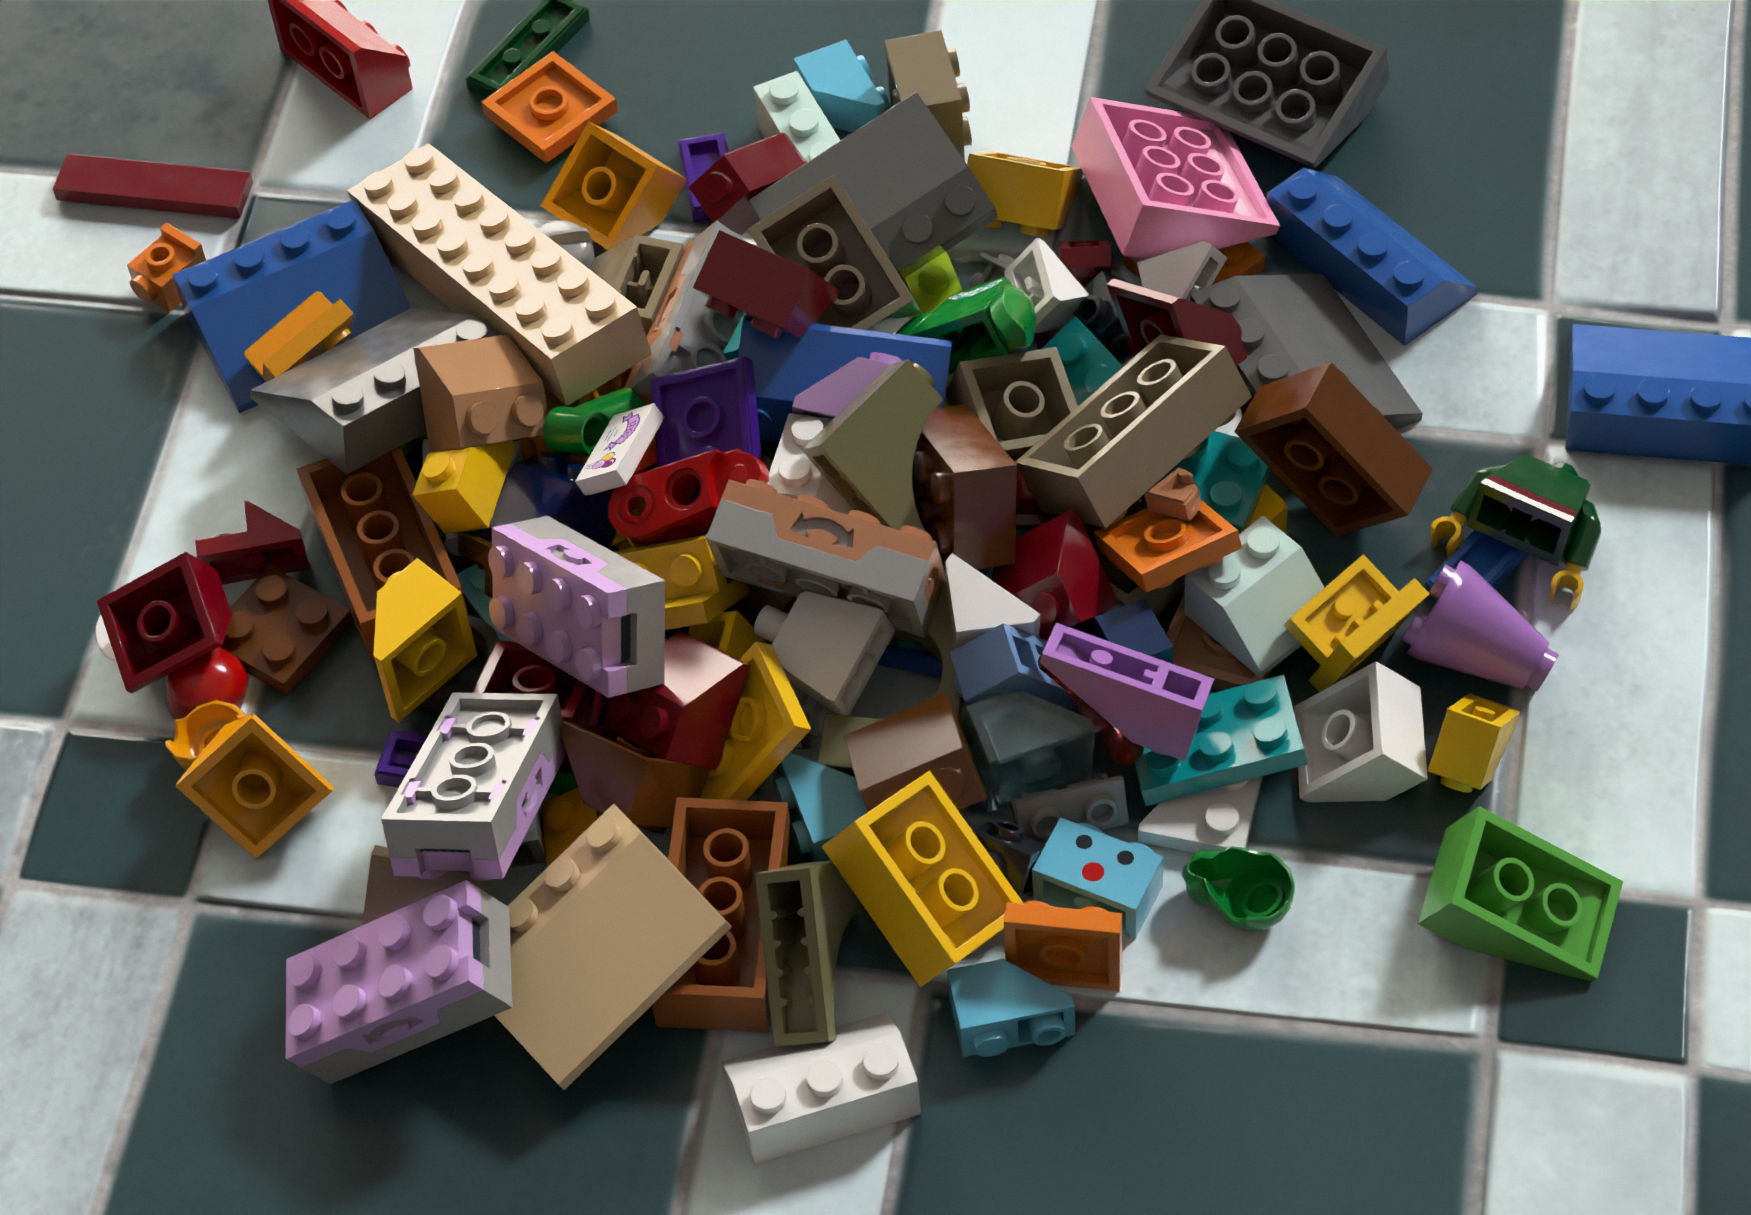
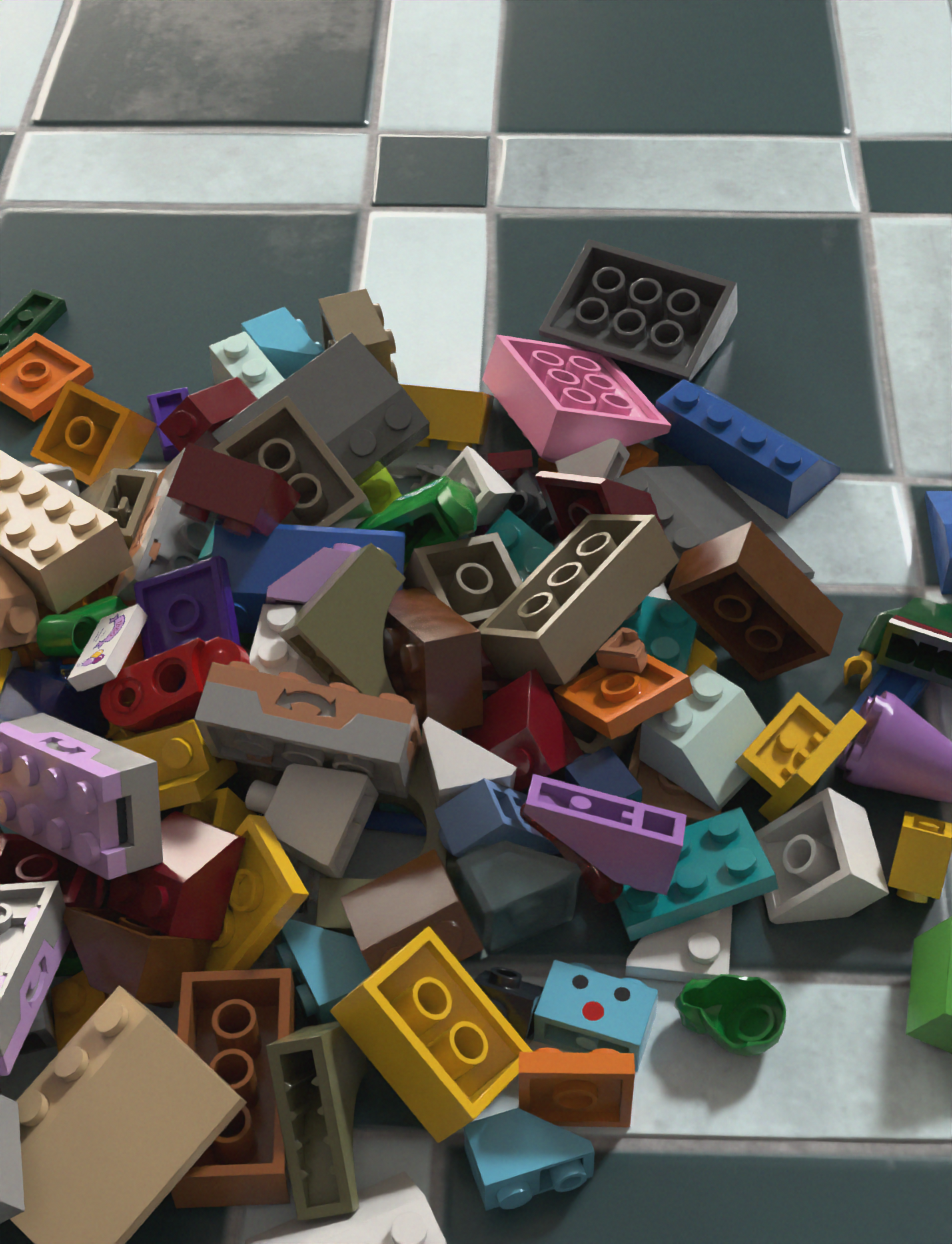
camera: 10 degrees left, 5 degrees down
(1092, 801) = (577, 941): light grey hinge -> none

